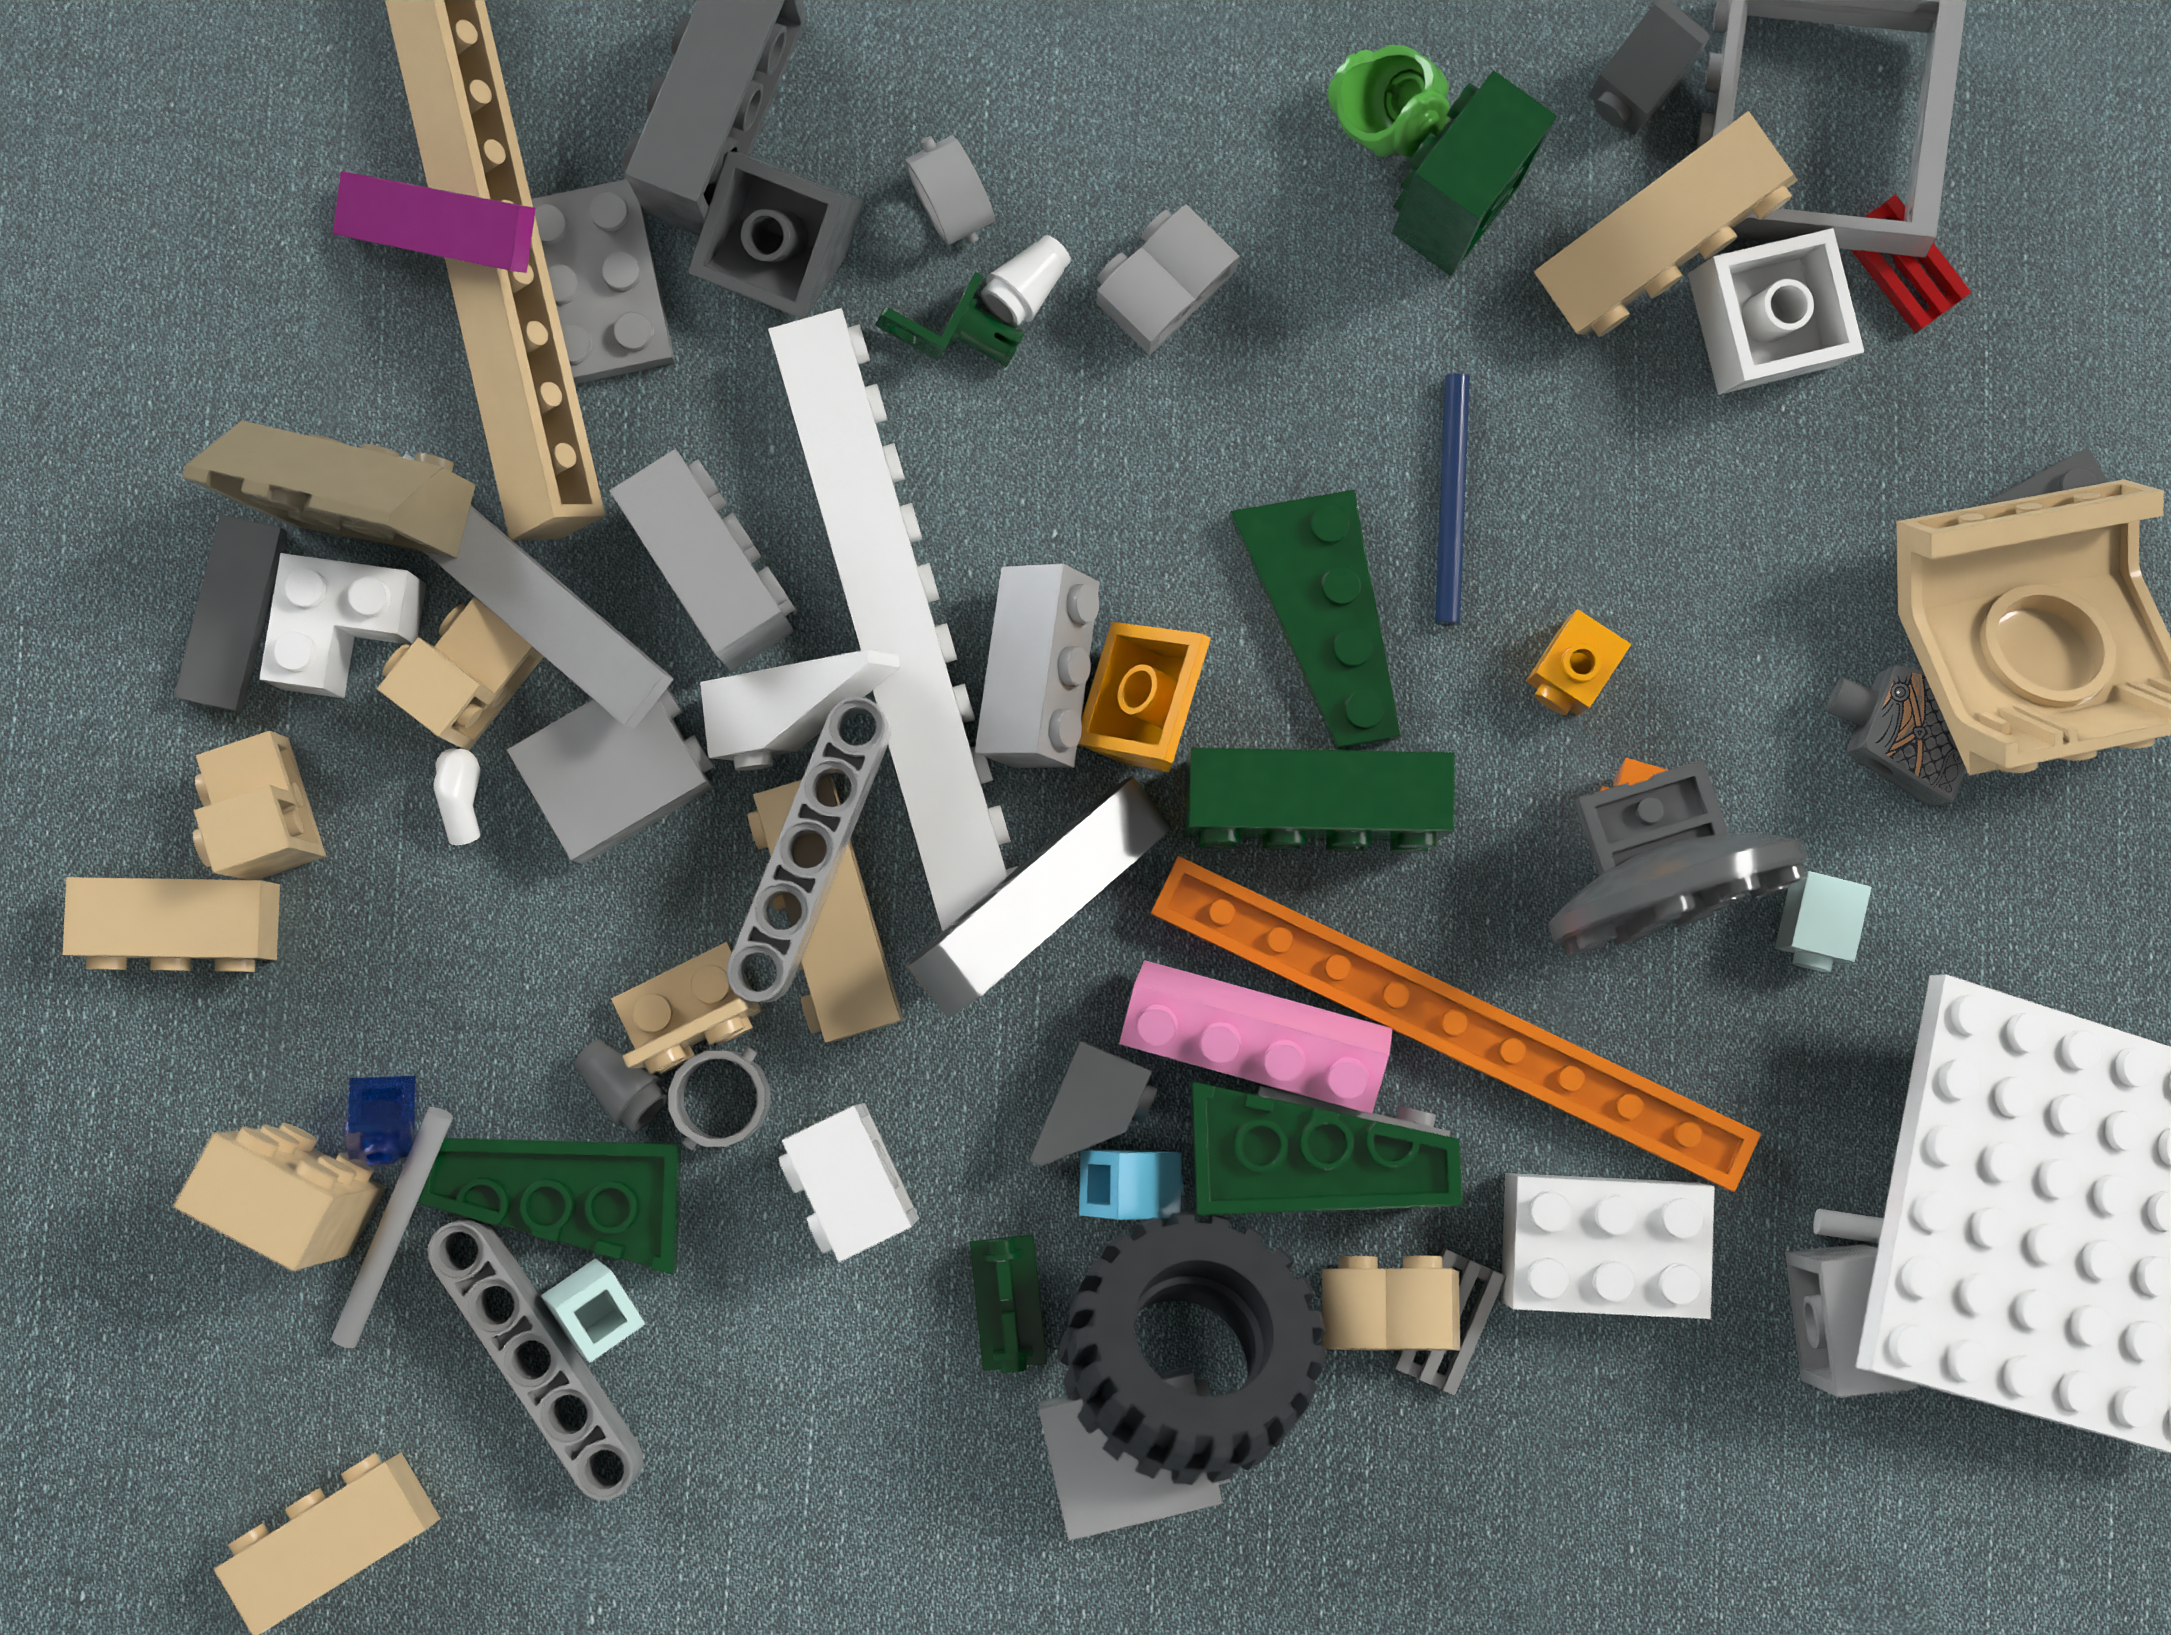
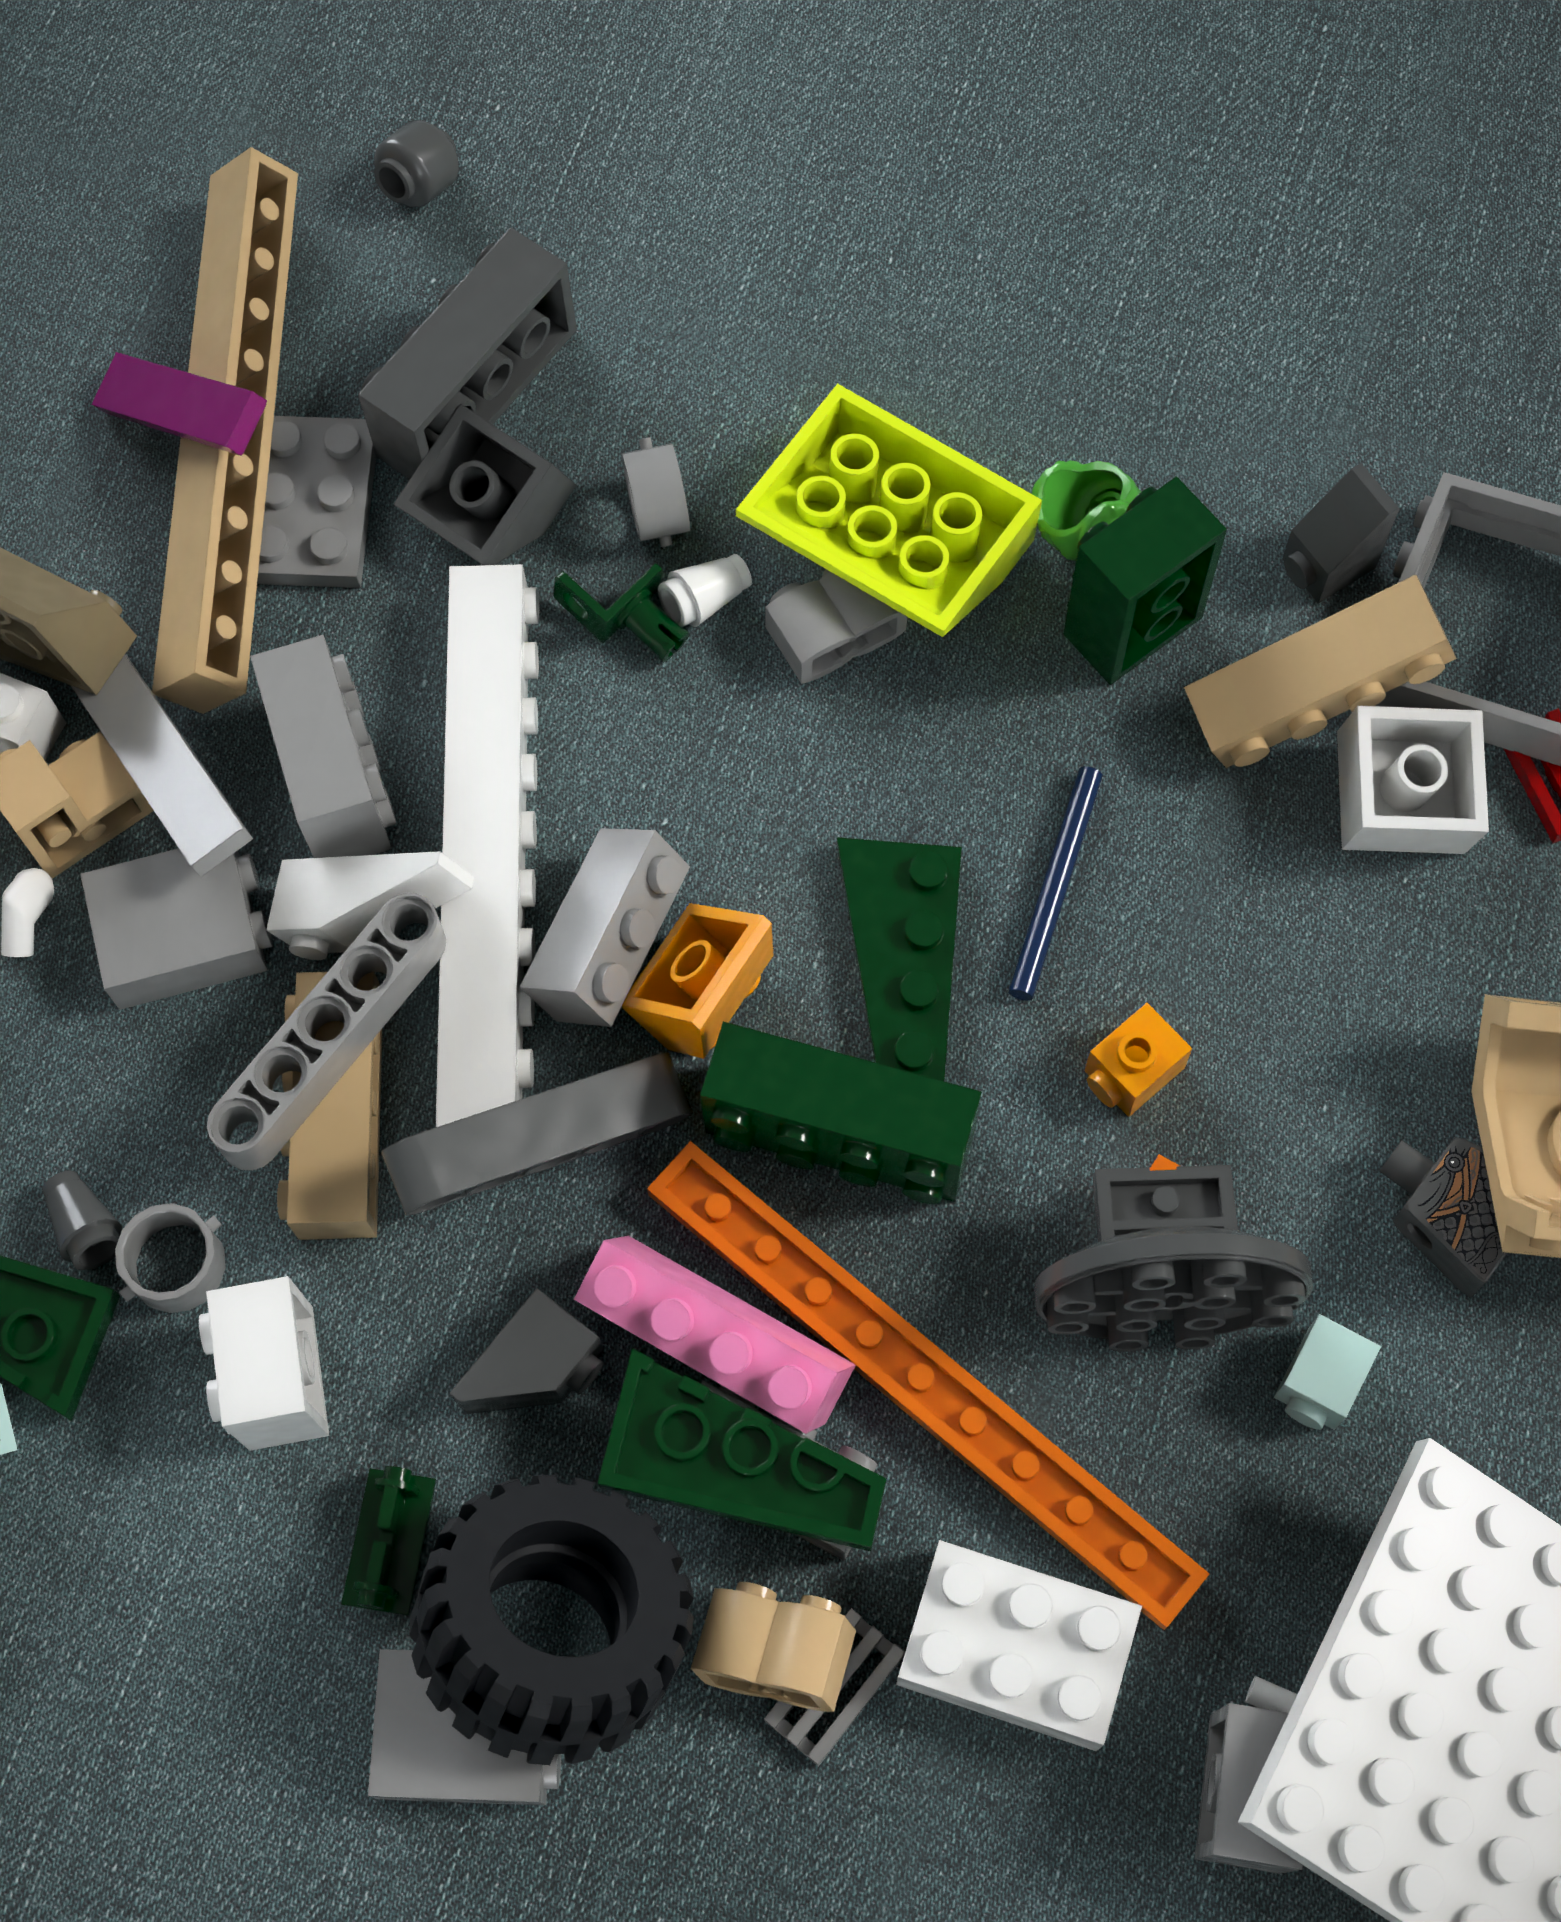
camera: 20 degrees right, 15 degrees down
(682, 1010) = (161, 1167): tan bracket -> none
(1130, 1184) = (545, 1442): medium azure brick -> none
(1197, 157) = (893, 511): none -> neon yellow slope

